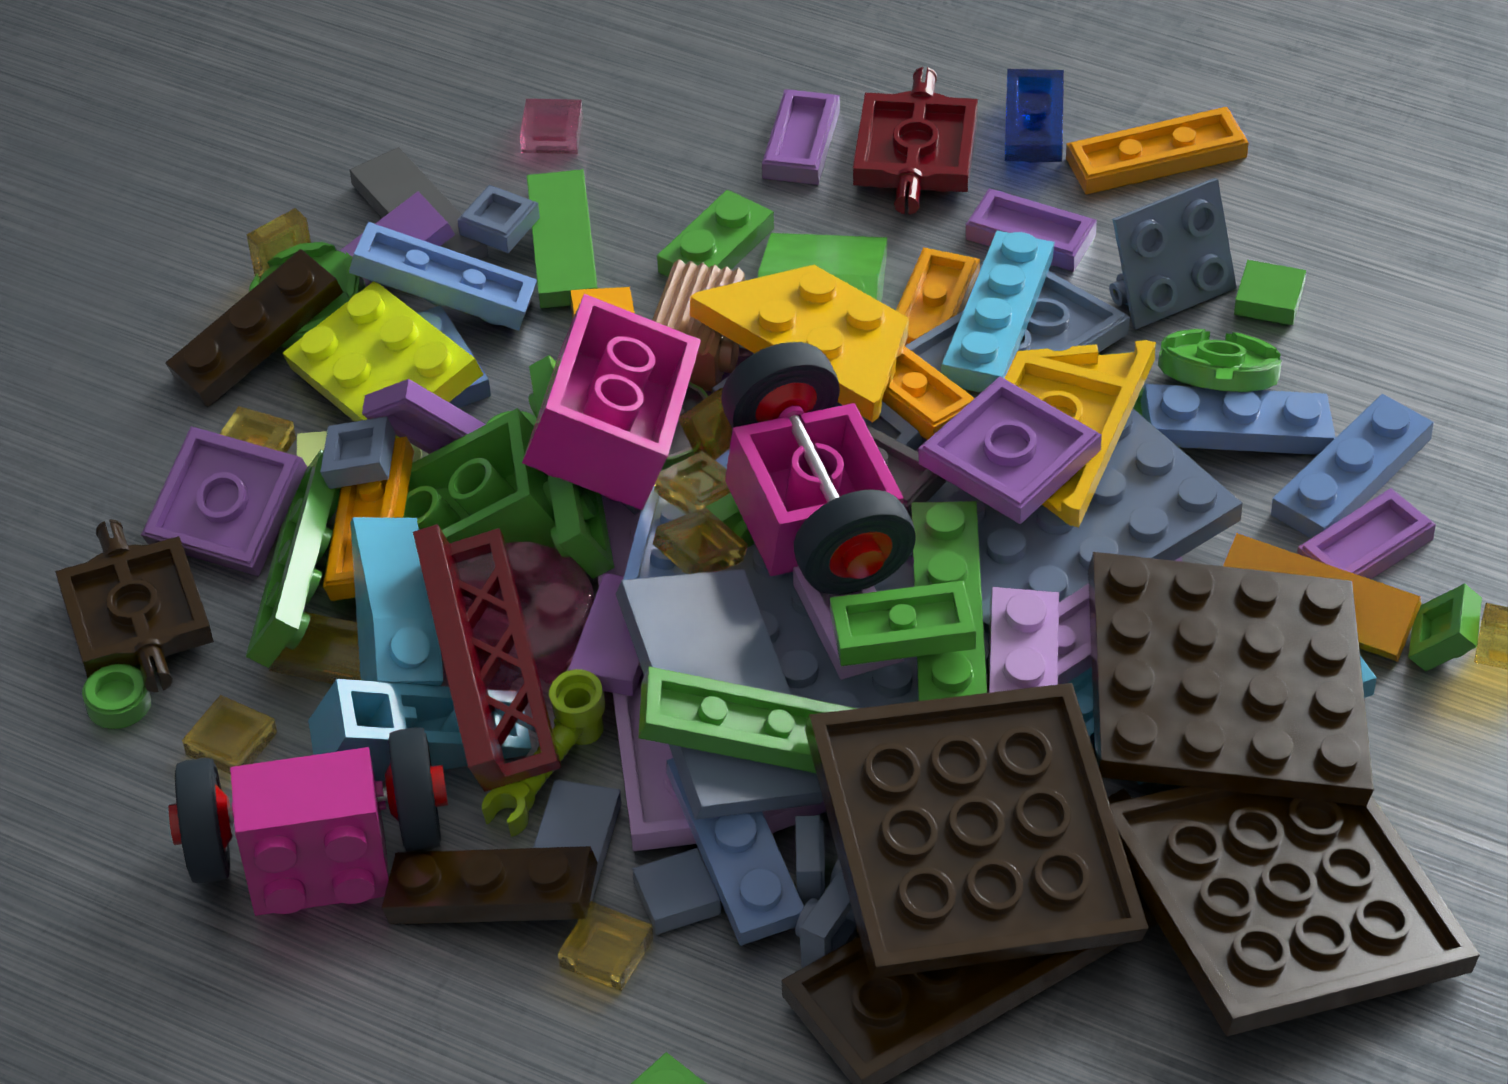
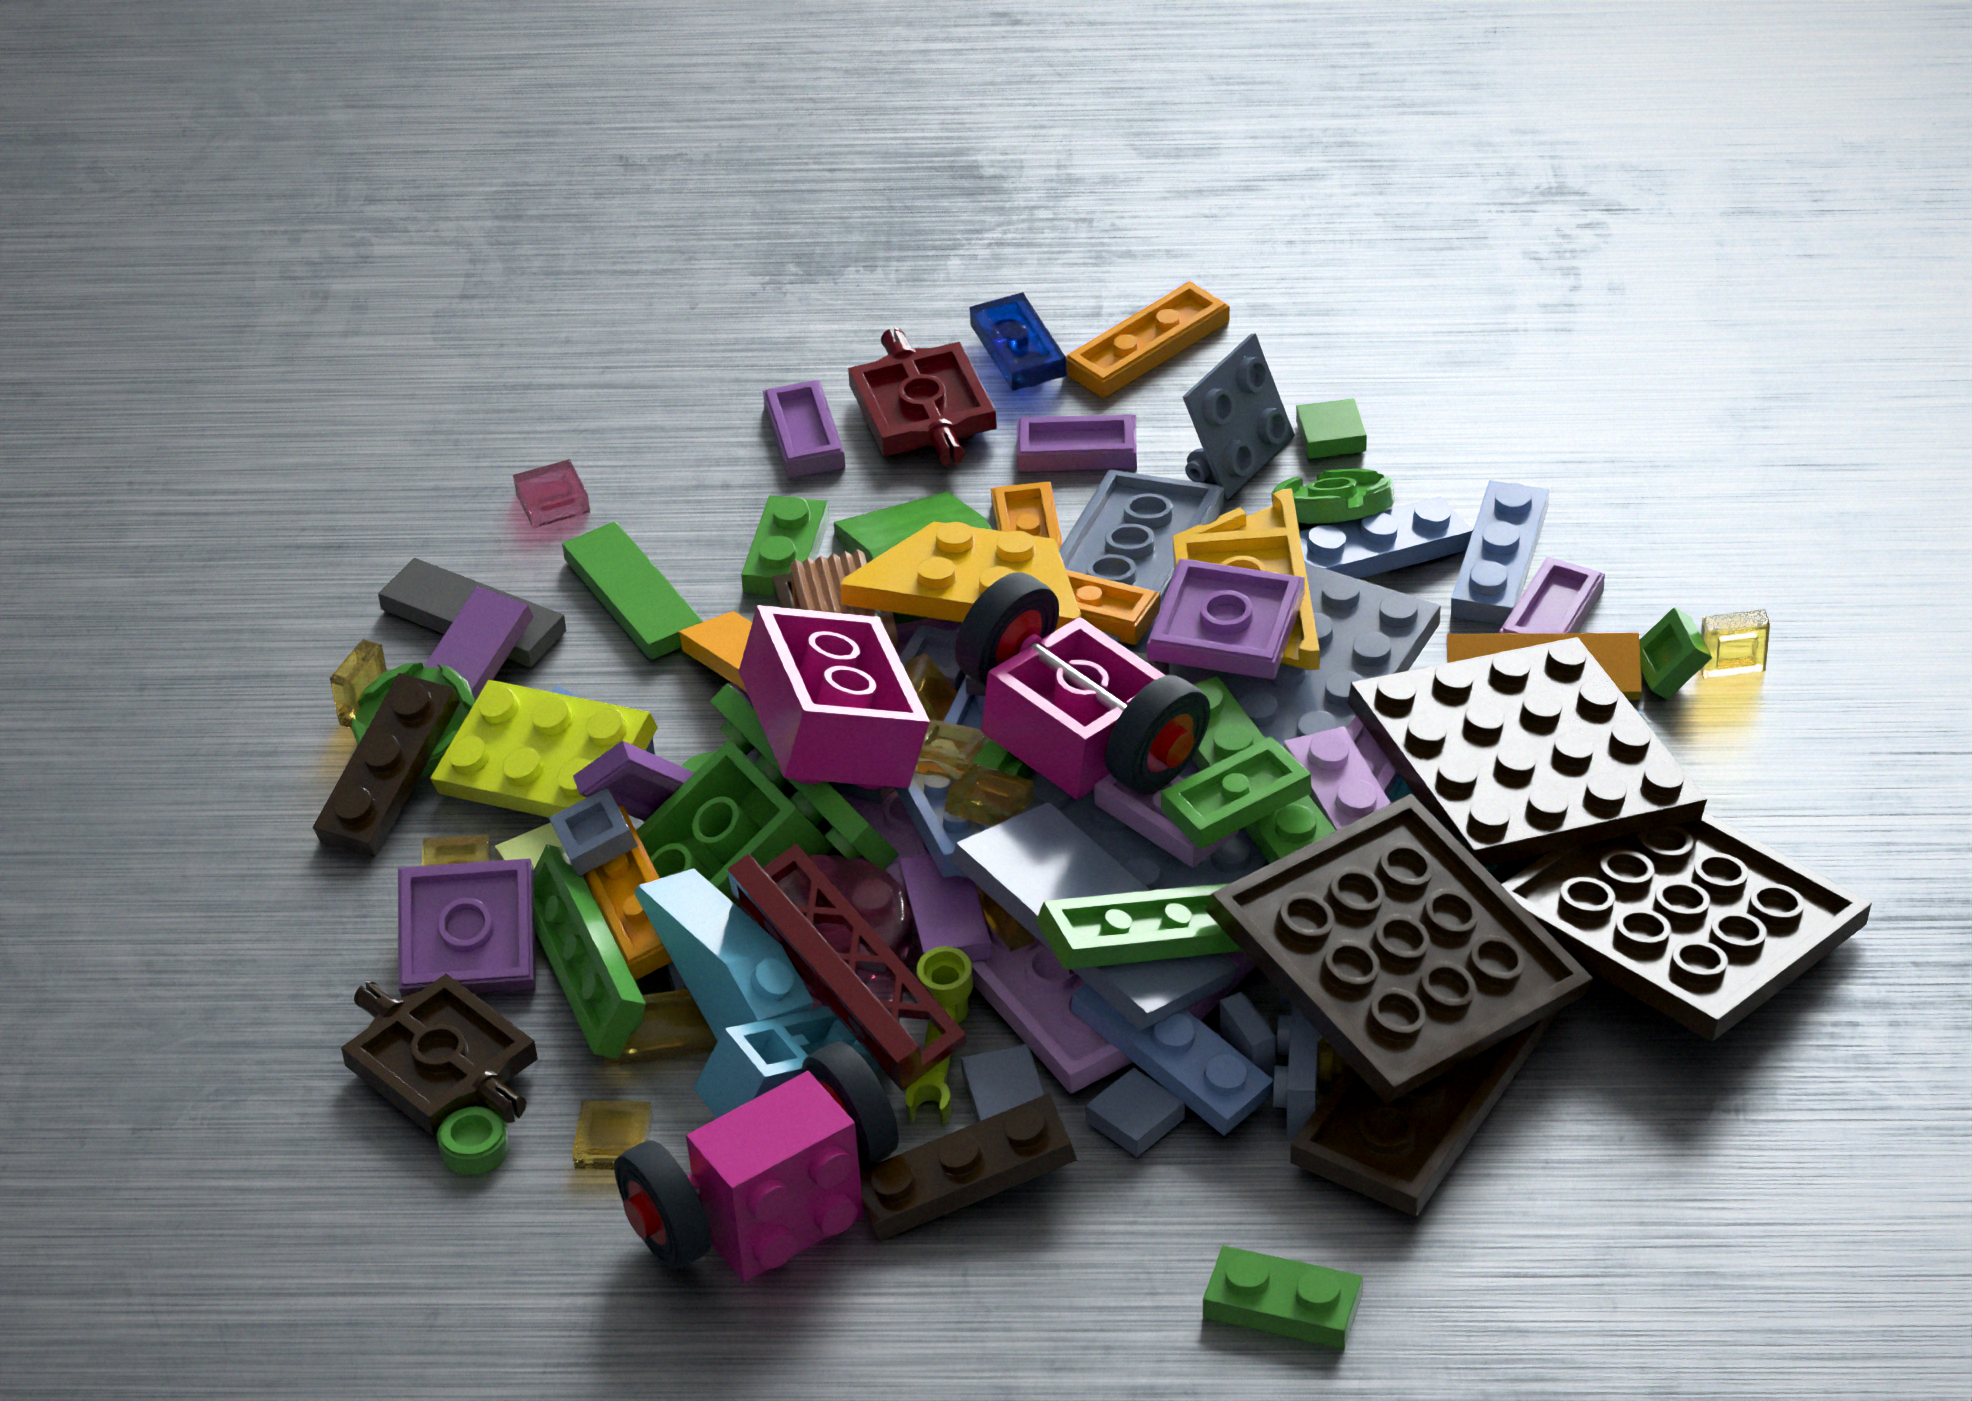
camera: 25 degrees left, 5 degrees down
(442, 276) = (551, 656): medium blue plate -> none
(498, 218) = (566, 588): sand blue tile -> none
(606, 946) = (1102, 1182): clear yellow tile -> none
(998, 310) = (1111, 514): medium azure plate -> none

